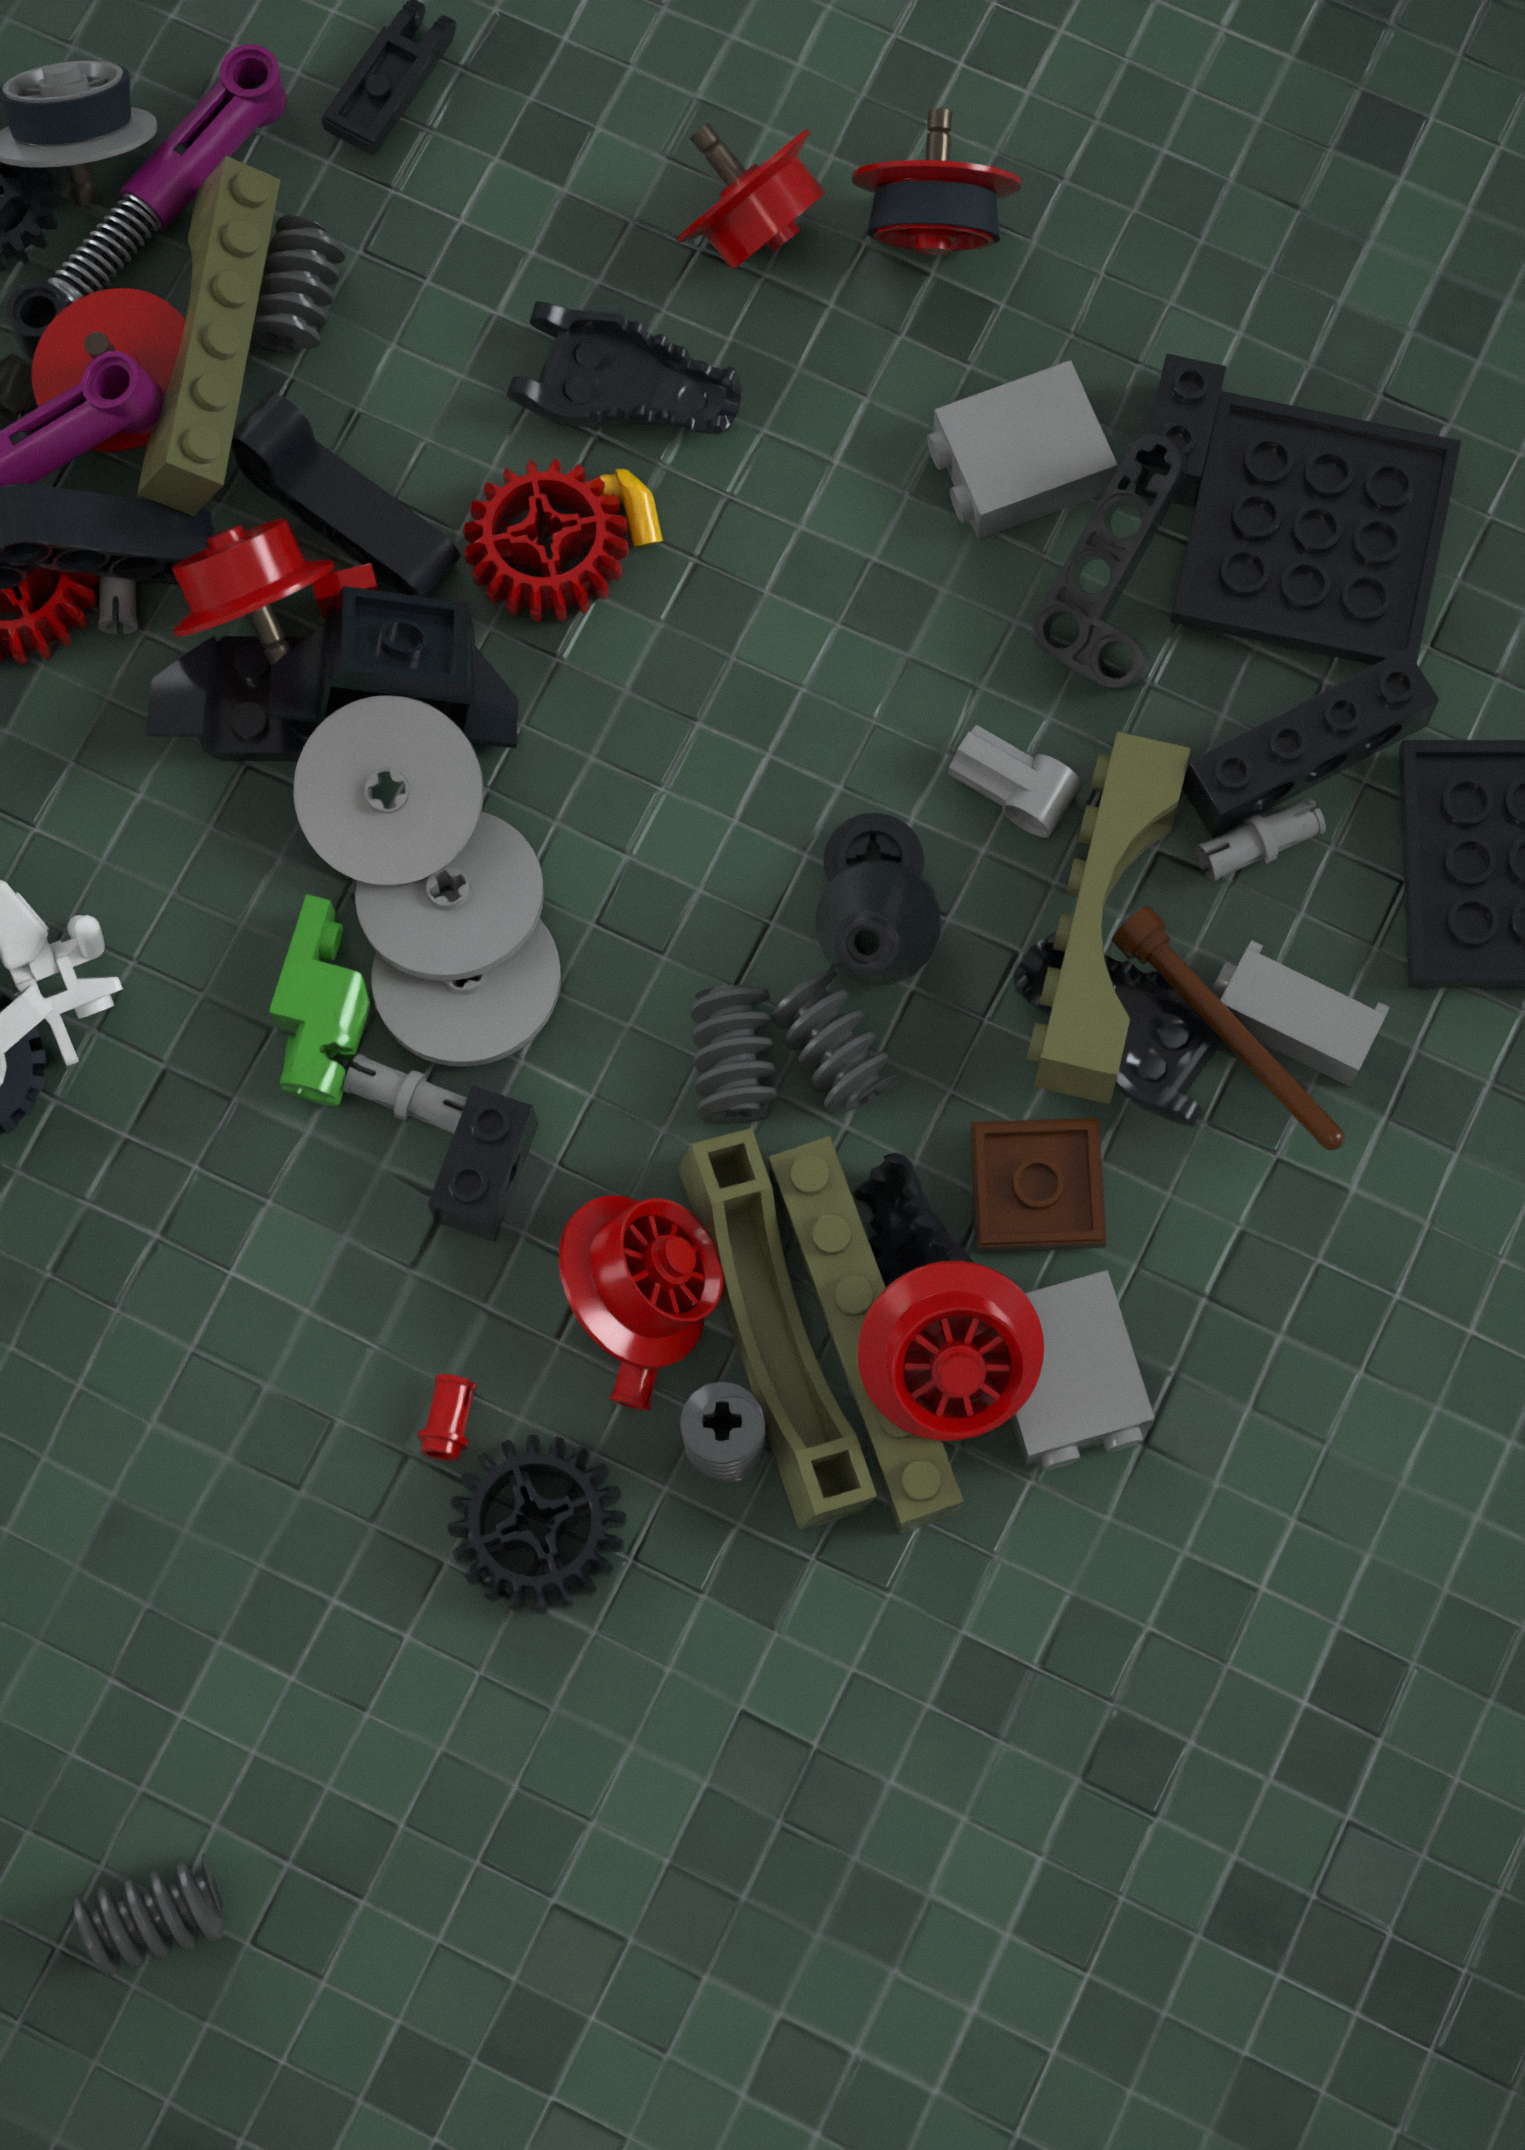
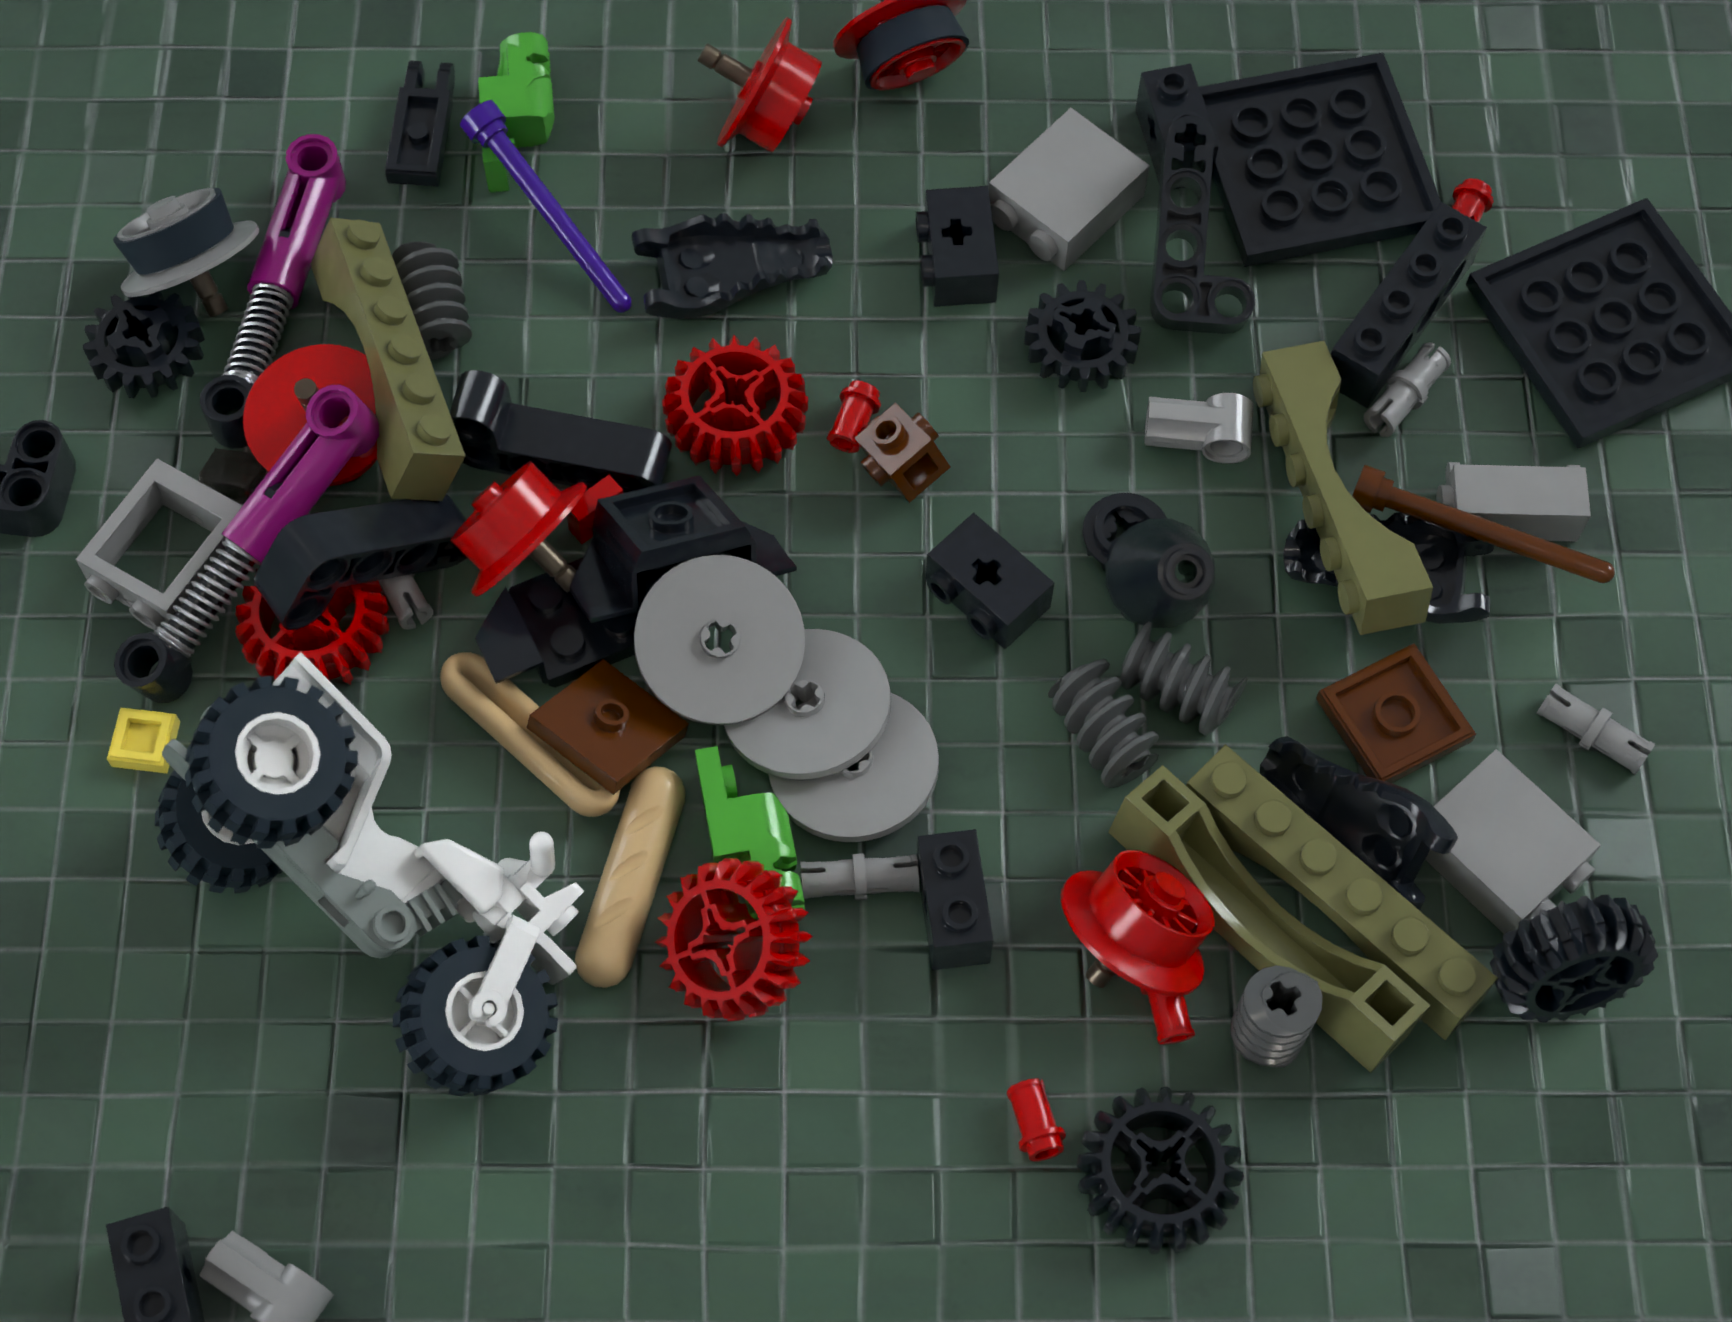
camera: 30 degrees left, 10 degrees down
(165, 804) = (504, 714): none -> tan piece
(191, 990) = (630, 877): none -> tan piece
(240, 827) = (607, 726): none -> reddish brown plate
(249, 1142) = (759, 959): none -> red gear
(438, 119) = (486, 126): none -> dark purple piece
(491, 100) = (523, 96): none -> bright green plate
(638, 504) = (794, 346): yellow arm -> none
(663, 606) = (858, 404): none -> red pin
(683, 670) = (902, 451): none -> reddish brown brick
(698, 814) = (988, 581): none -> black brick
(872, 497) = (959, 246): none -> black brick
(949, 598) = (1082, 336): none -> black gear
(950, 1350) = (1432, 857): red piece -> none
(1048, 1519) = (1573, 958): none -> black gear
(1239, 1295) = (1595, 728): none -> light grey pin
(1454, 661) = (1473, 198): none -> red pin

